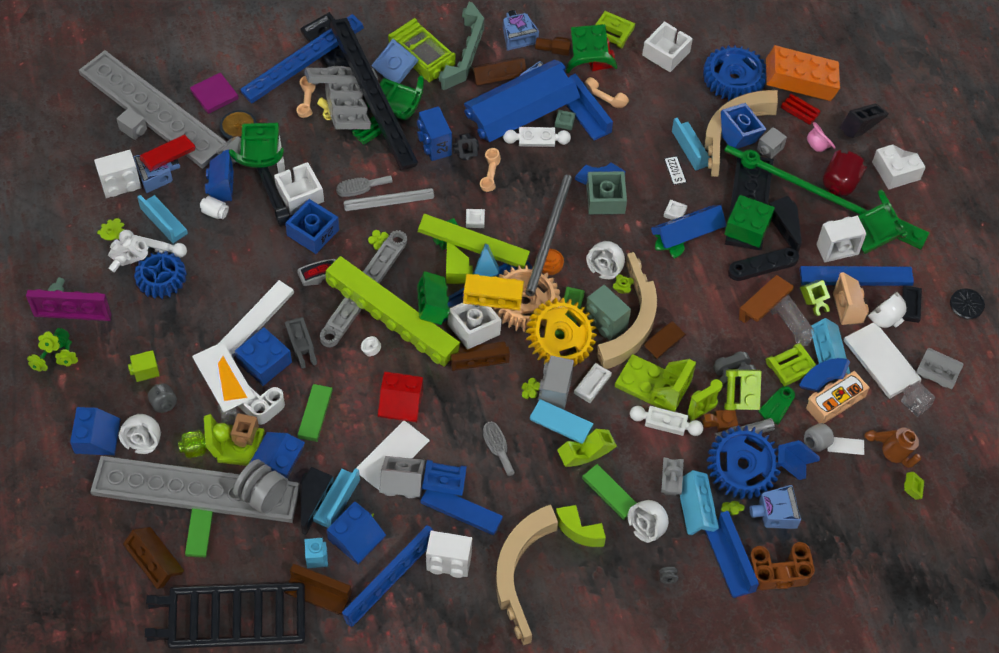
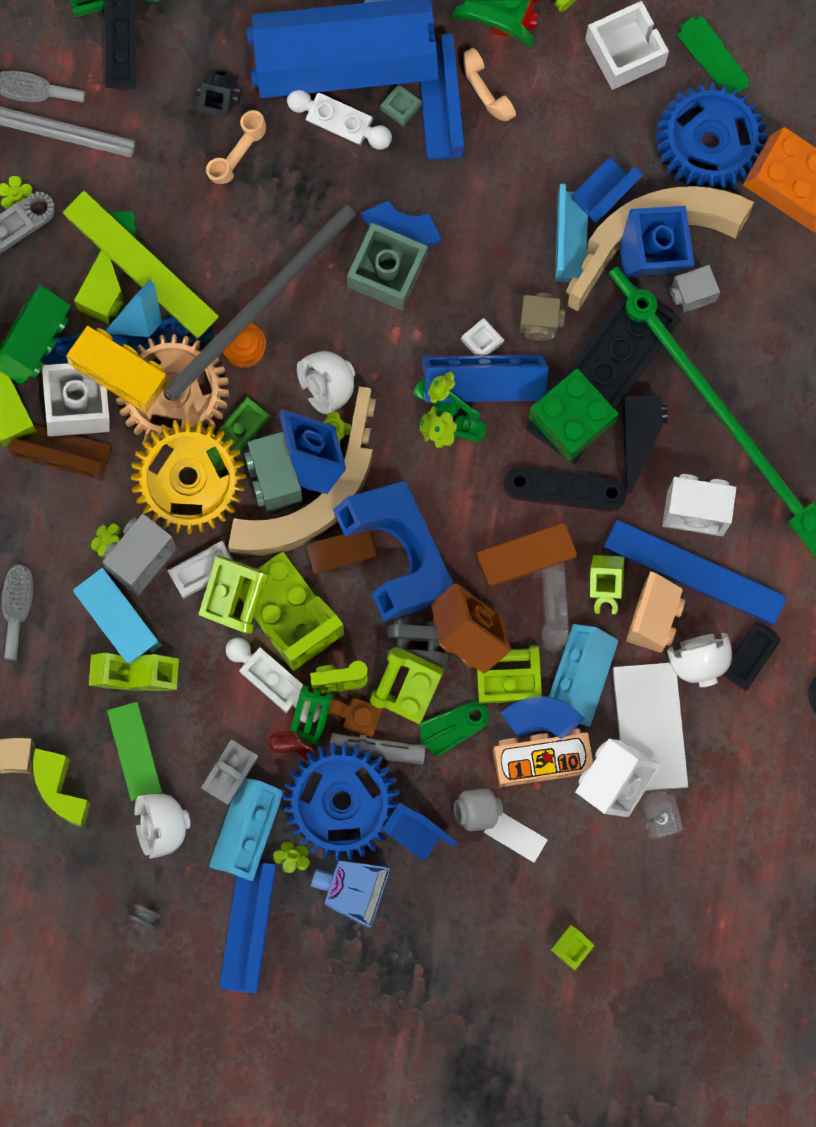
camera: 25 degrees right, 20 degrees up
(434, 133) = (178, 50): blue brick -> none
(475, 218) = (174, 219): white tile -> none
(613, 384) = (224, 590): none -> lime plate
(628, 291) = (313, 451): none -> blue slope
(675, 170) = (523, 267): white sticker -> none
(680, 307) = (396, 512): none -> blue arch
(689, 251) = (442, 428): none -> plant
(694, 448) = (290, 742): none -> clear red arm
(697, 116) = (604, 189): none -> blue panel
(699, 410) = (315, 699): none -> green tile
(700, 186) = (541, 317): none -> dark tan brick
(708, 37) = (712, 55): none -> green piece
(761, 342) = (470, 628): none -> dark orange hinge
(783, 574) = (302, 991): dark orange beam -> none
(801, 107) = (791, 241): red tile -> none
(818, 139) = (774, 315): bright pink hat -> none
(843, 173) = (770, 396): dark red cylinder -> none
(881, 225) = (772, 509): green piece -> none
(885, 383) = (617, 778): none -> white slope
(897, 445) = (583, 877): dark orange piece -> none
(939, 368) = (723, 784): light grey bracket -> none

